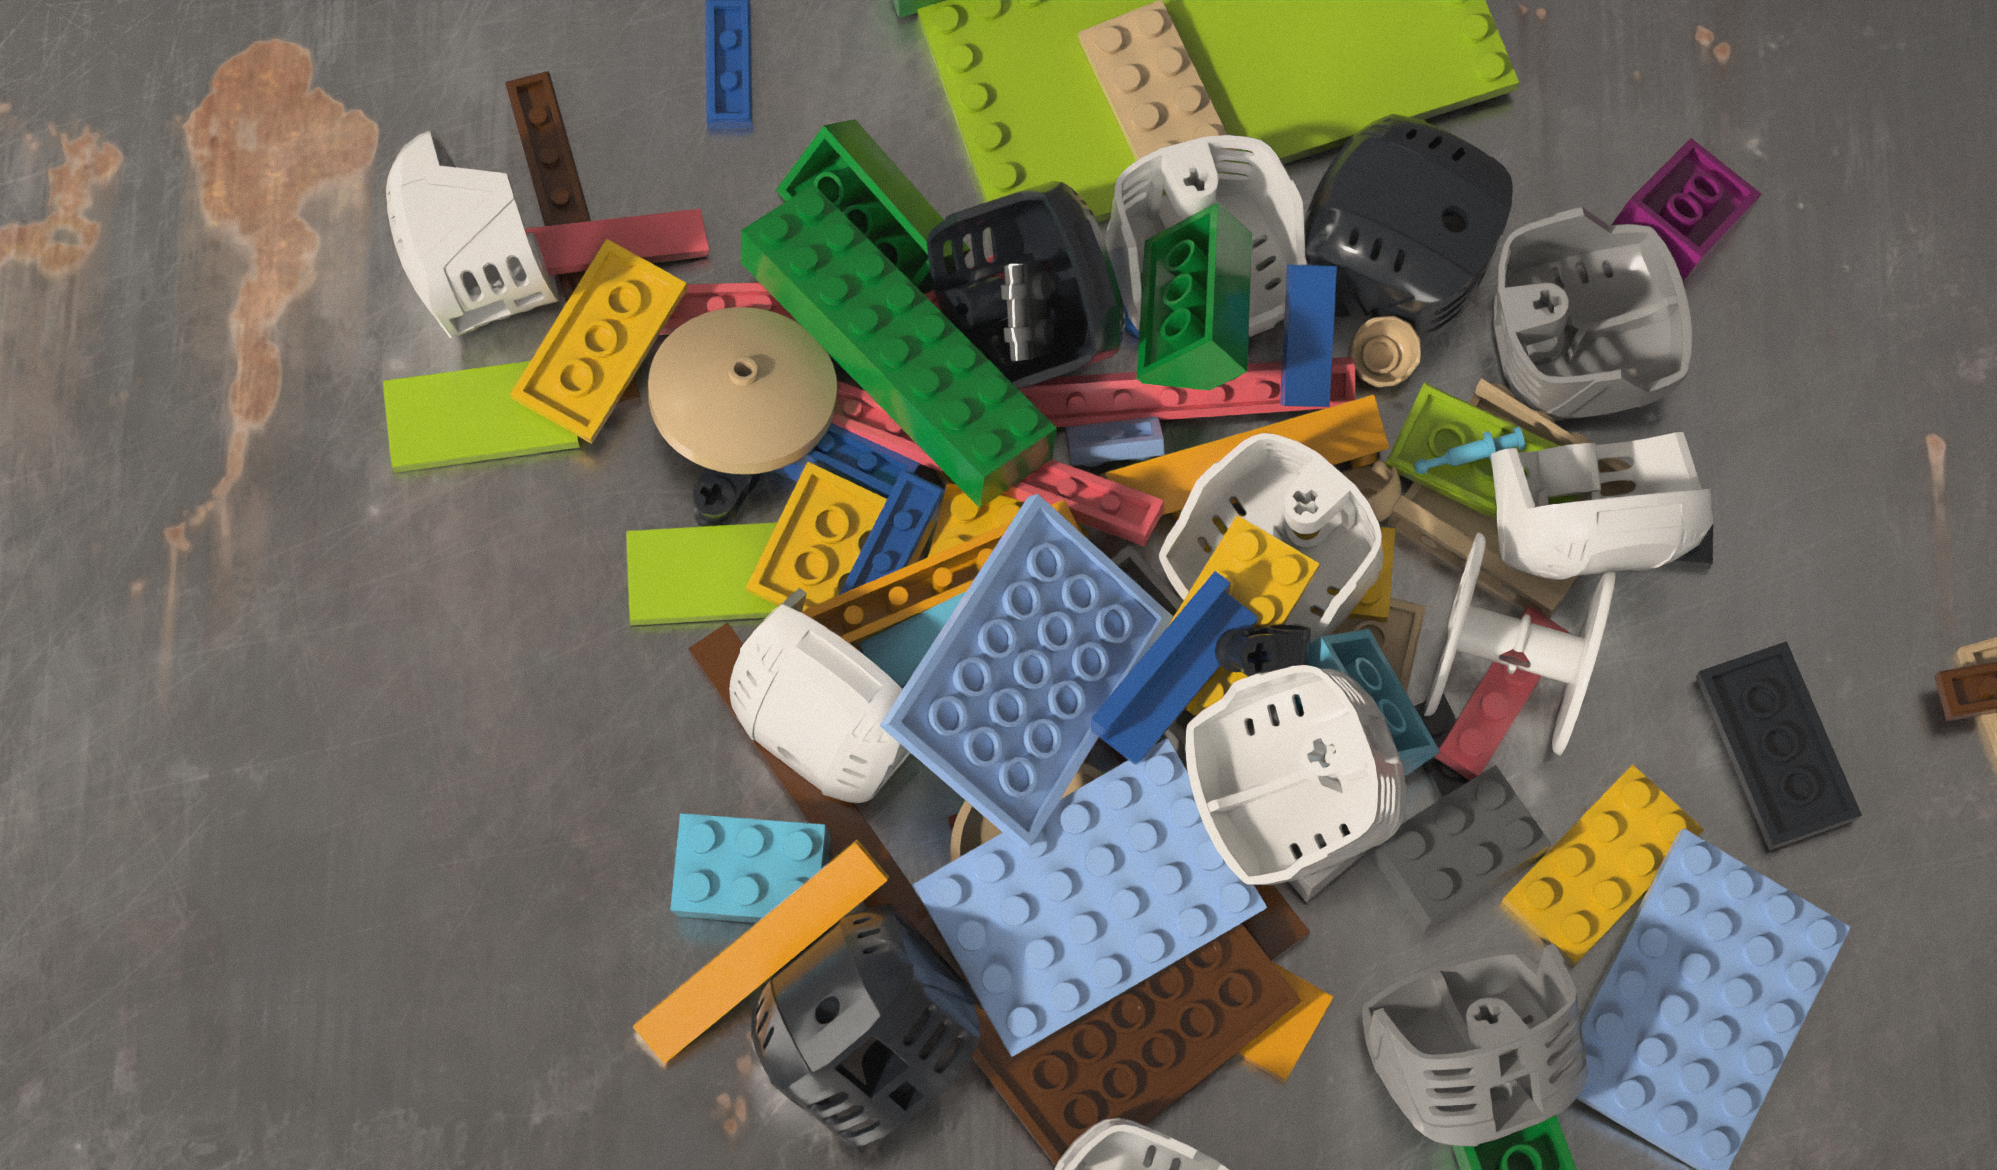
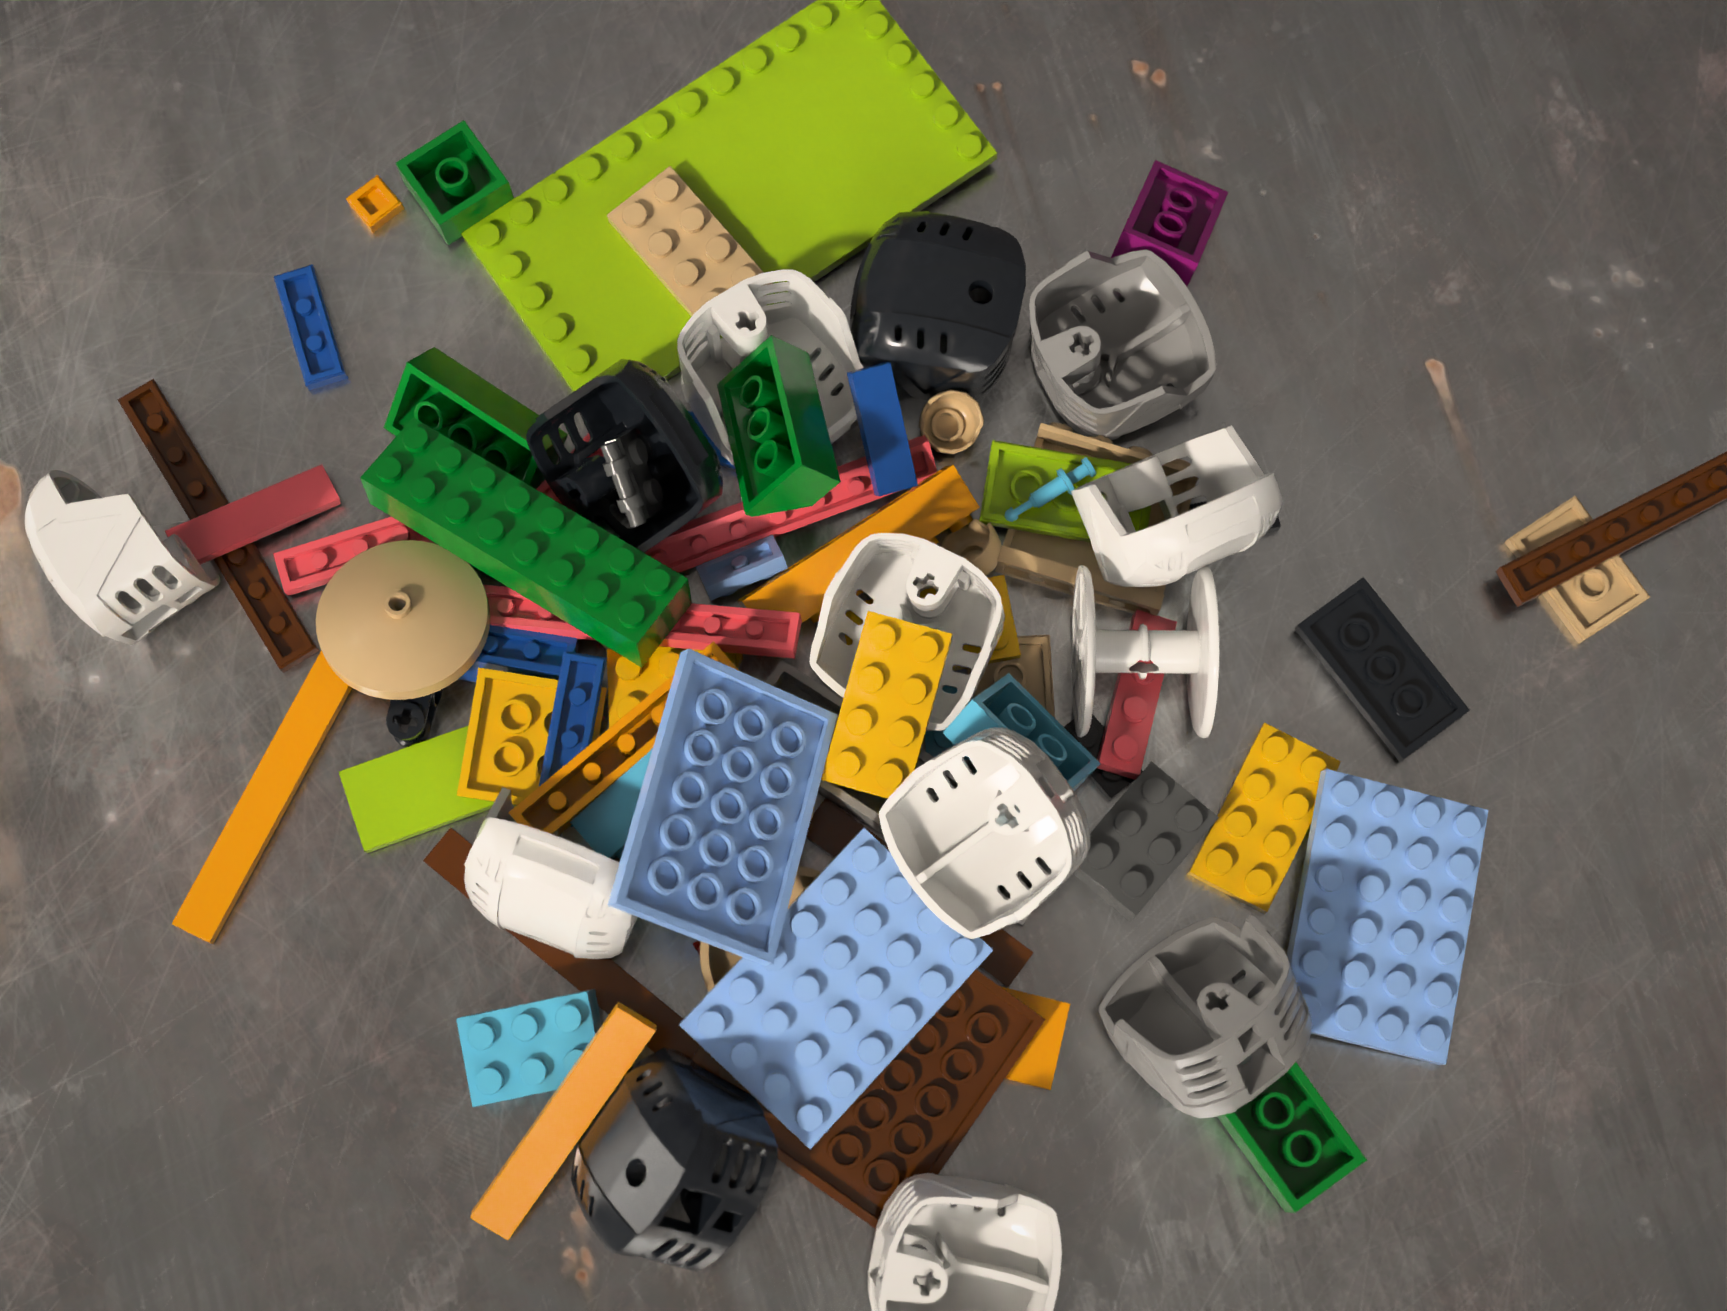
camera: 15 degrees left, 5 degrees up
(465, 419) = (180, 703): lime tile -> none
(540, 539) = (263, 803): none -> light orange tile
(599, 341) = (264, 610): yellow plate -> none
(1170, 672) = (853, 768): blue panel -> none
(1263, 648) = (928, 727): black piece -> none

